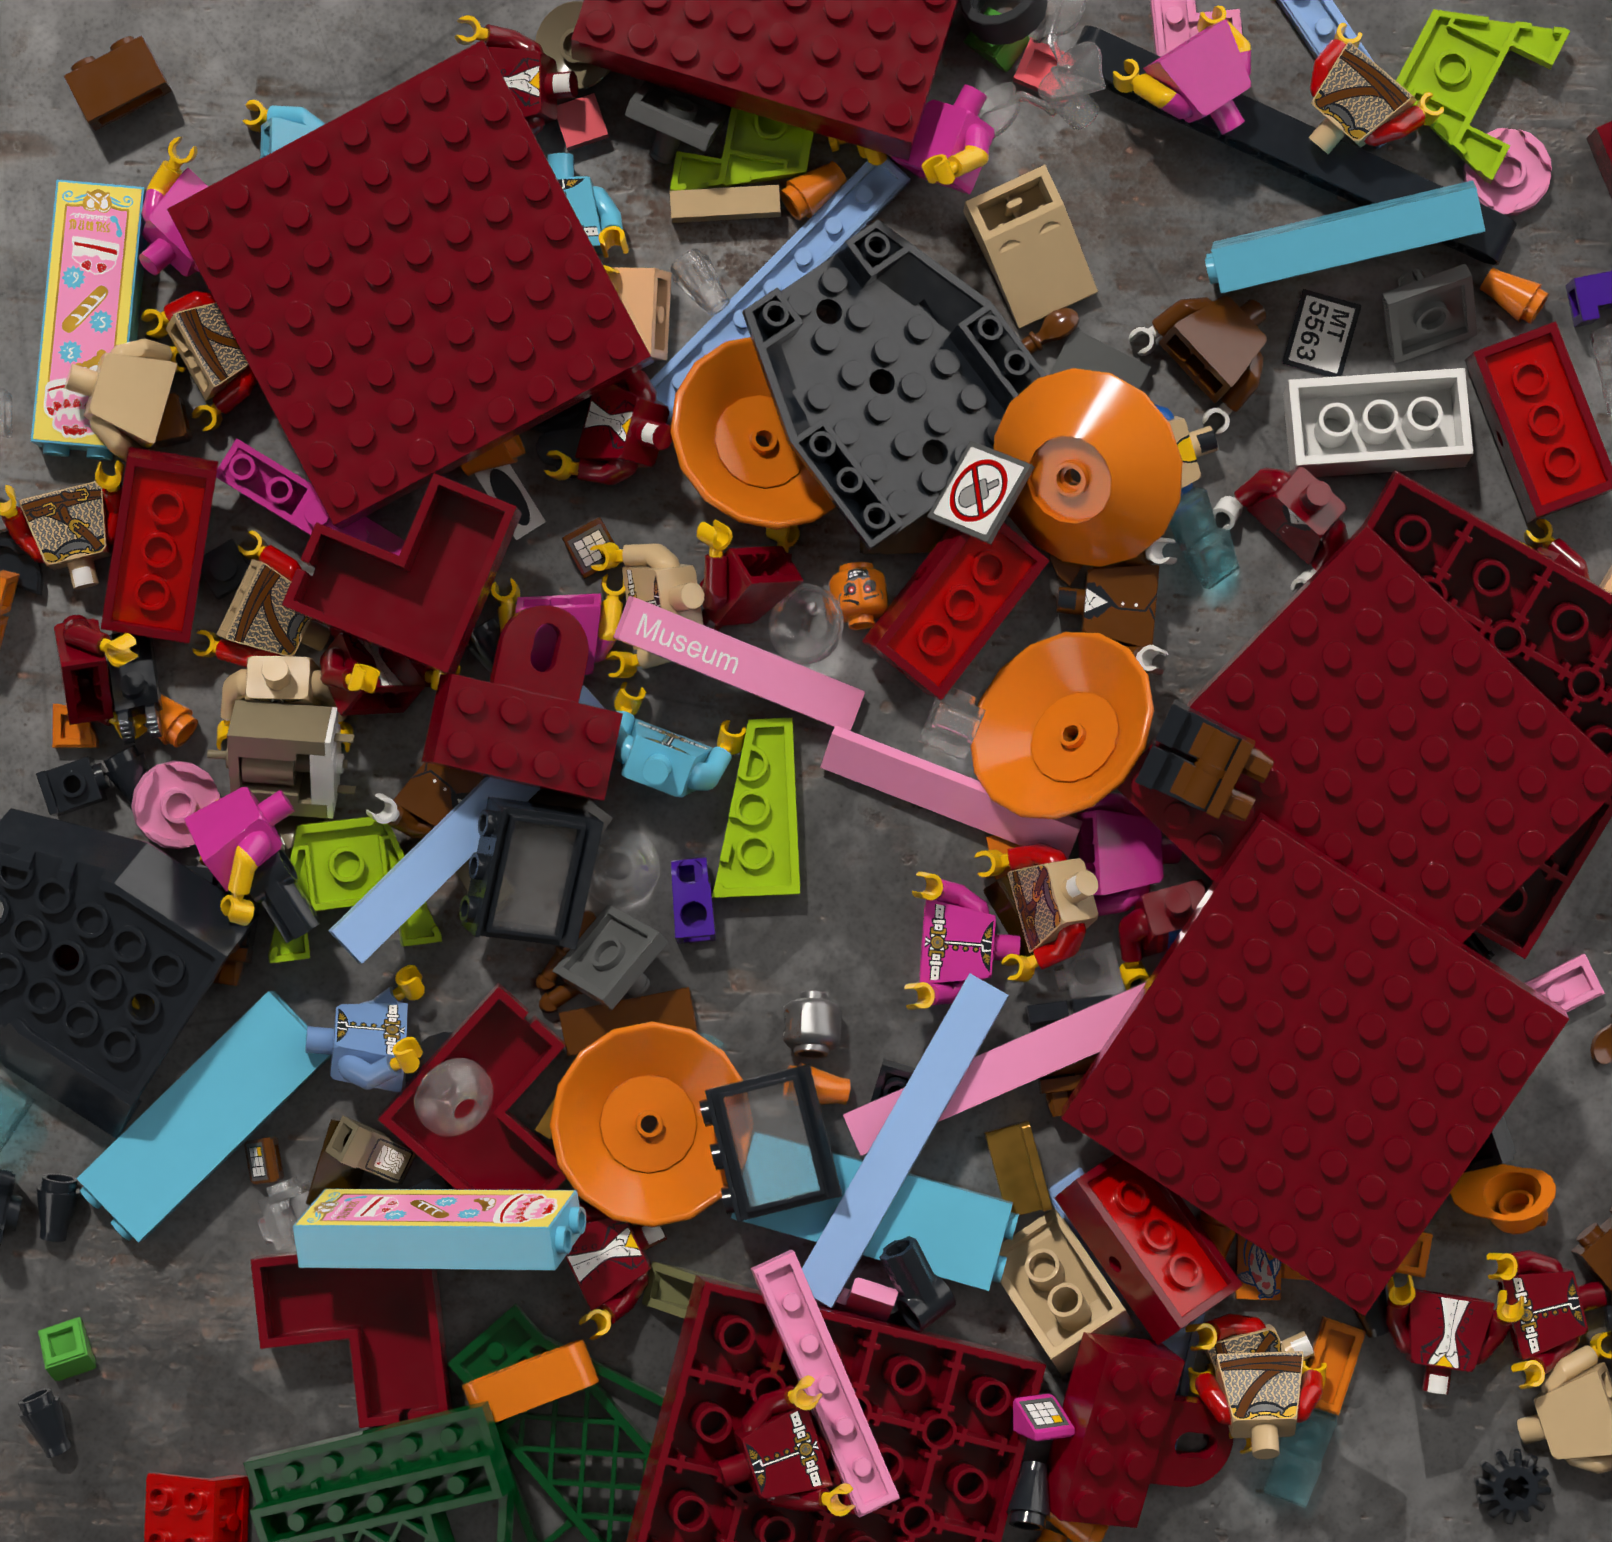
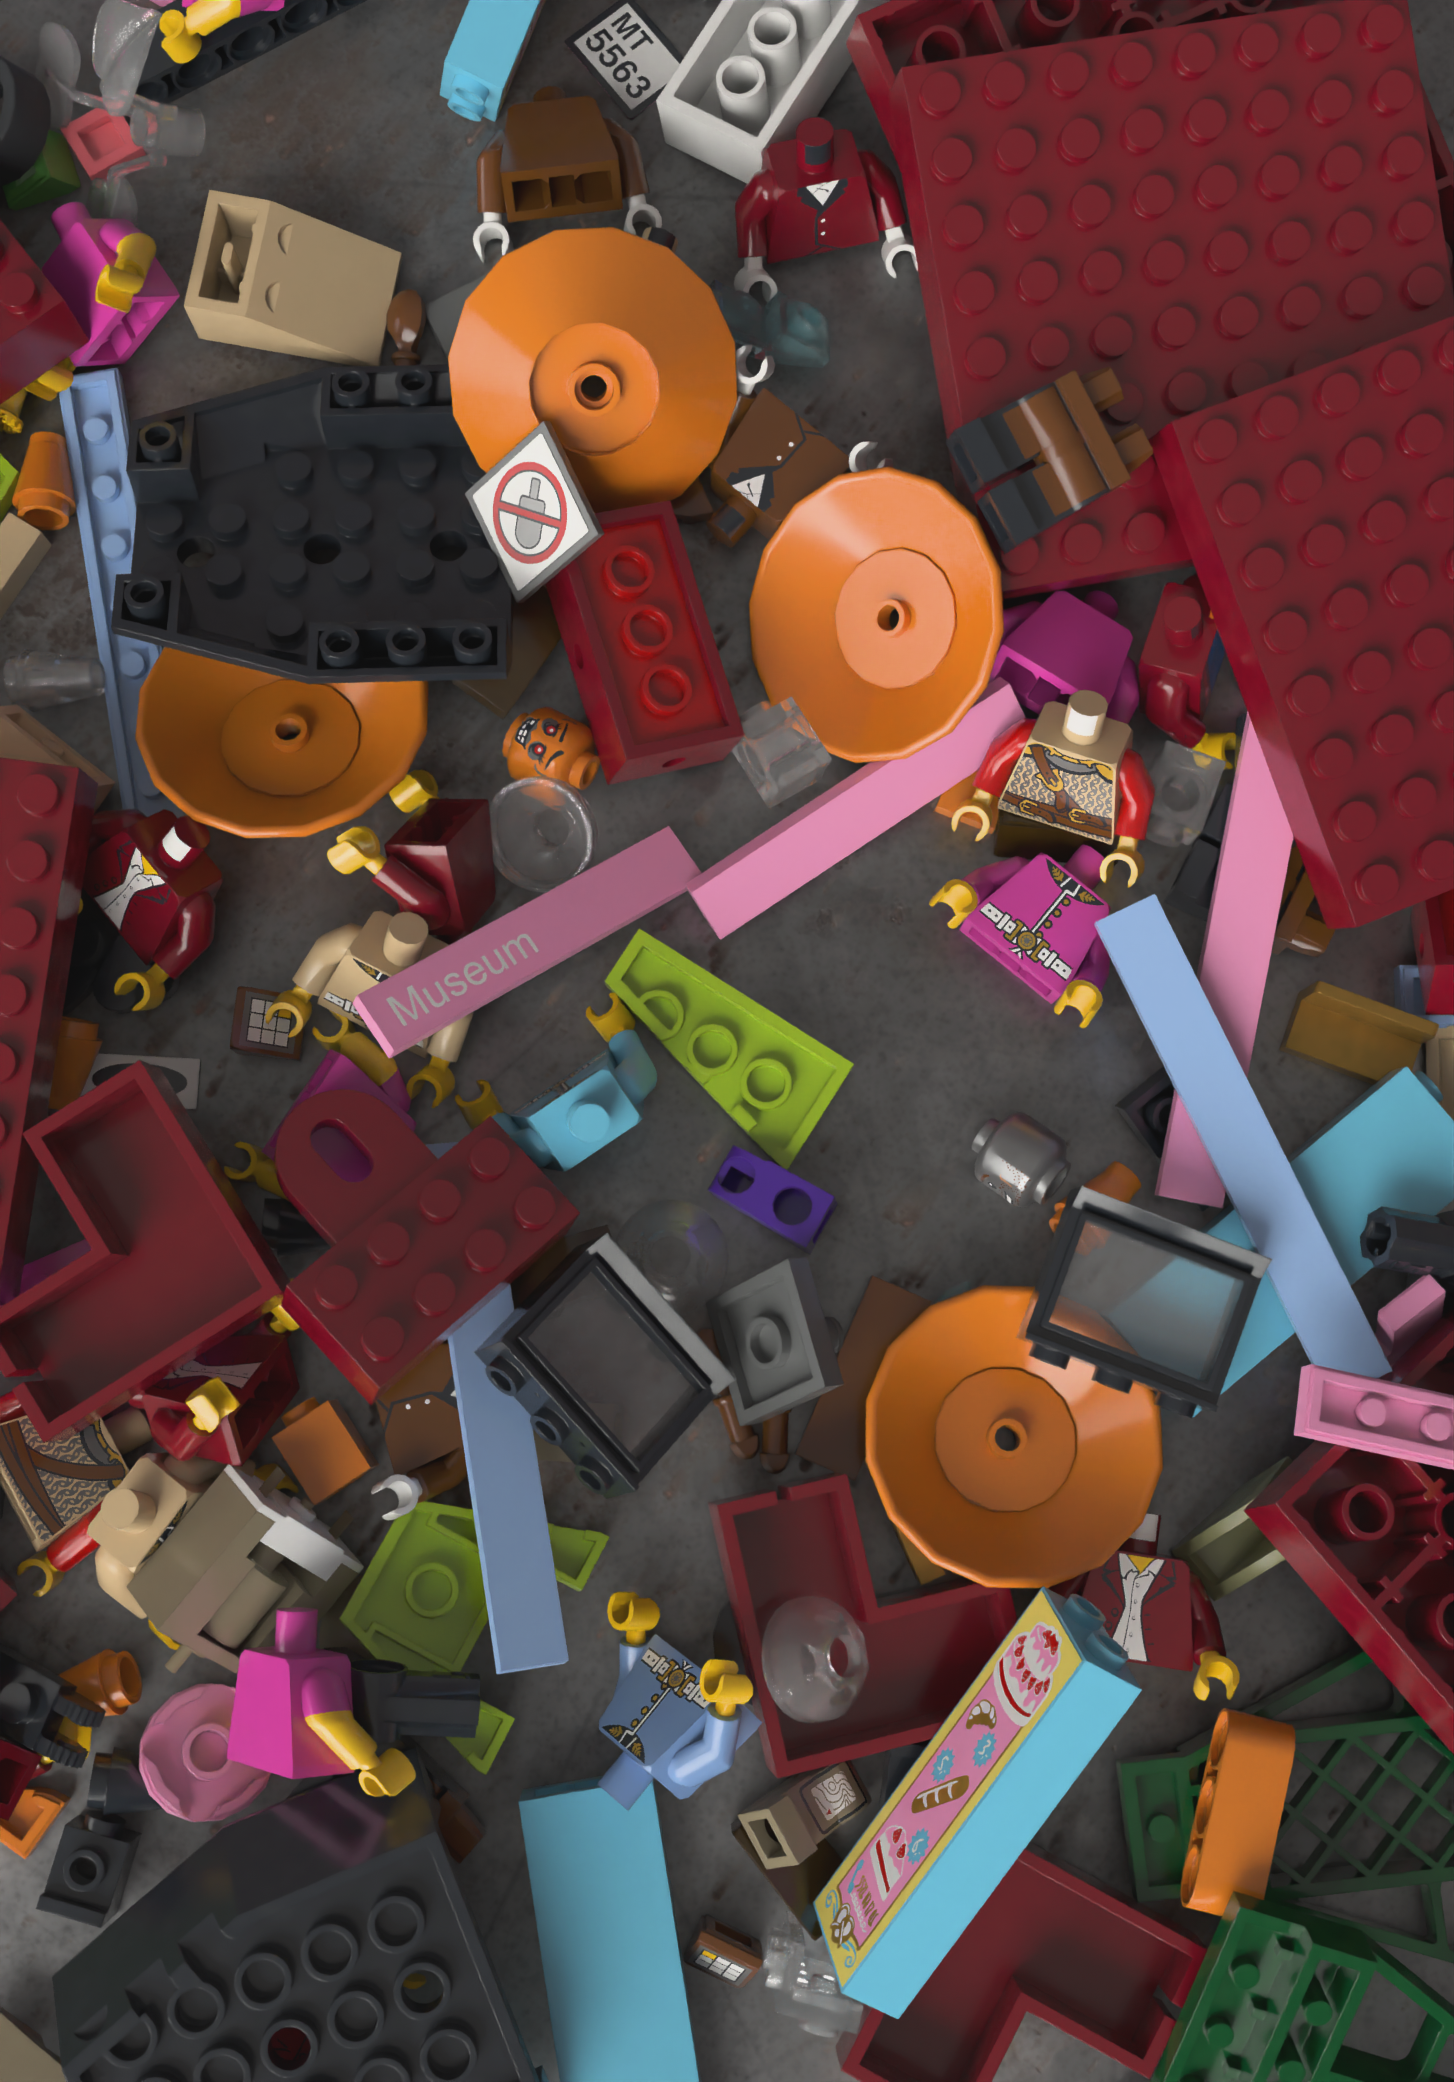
camera: 60 degrees left, 5 degrees down
(380, 750) = (323, 1448): none -> orange brick

